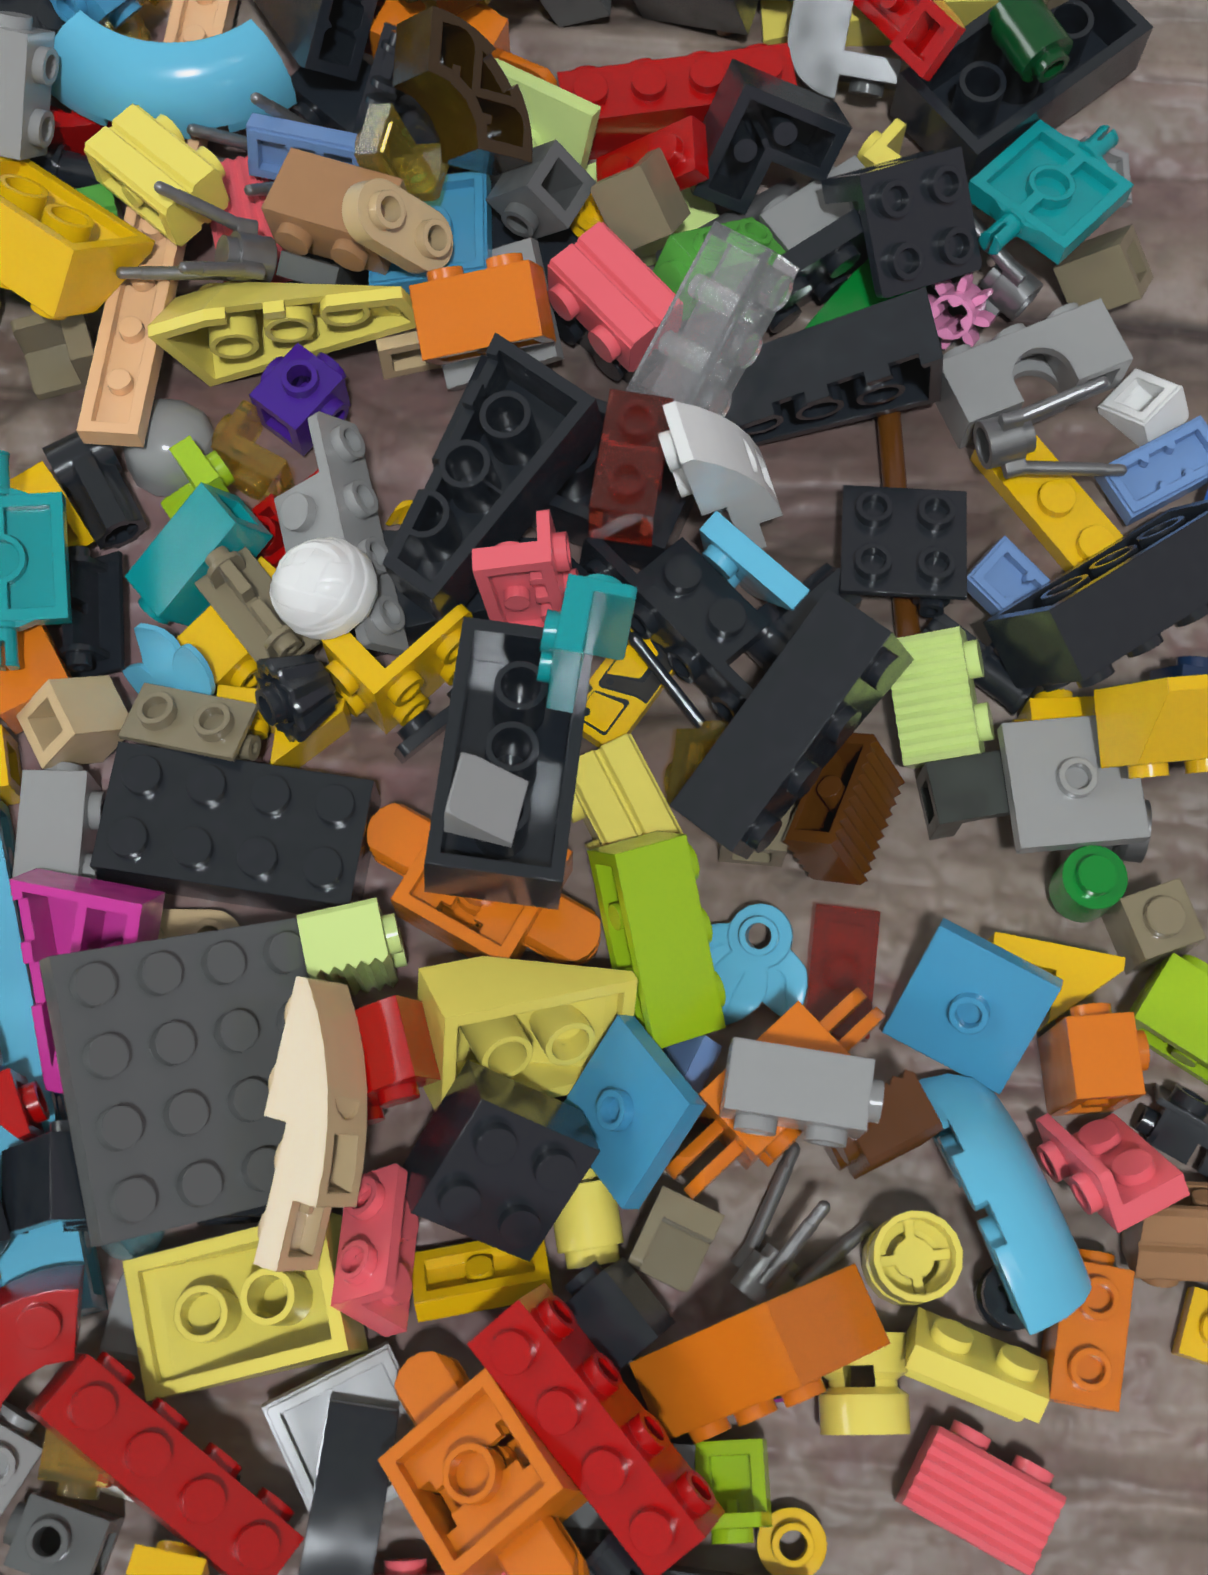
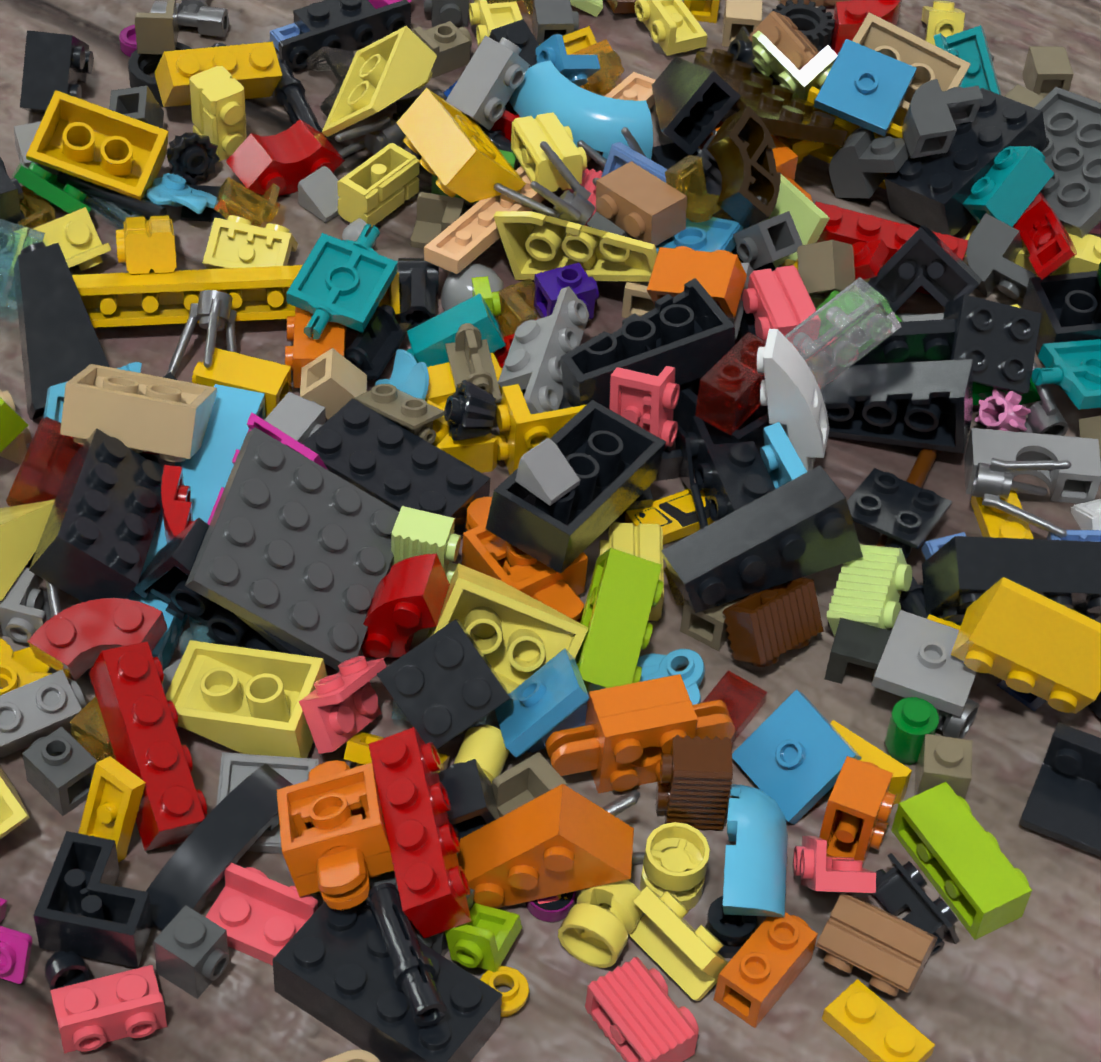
camera: 25 degrees right, 25 degrees down
(323, 1100) = (350, 603): tan slope -> none
(324, 588) = (519, 359): white piece -> none
(408, 235) = (670, 217): tan plate -> none
(591, 622) = (655, 417): teal bracket -> none
(800, 1090) = (650, 703): light grey brick -> none

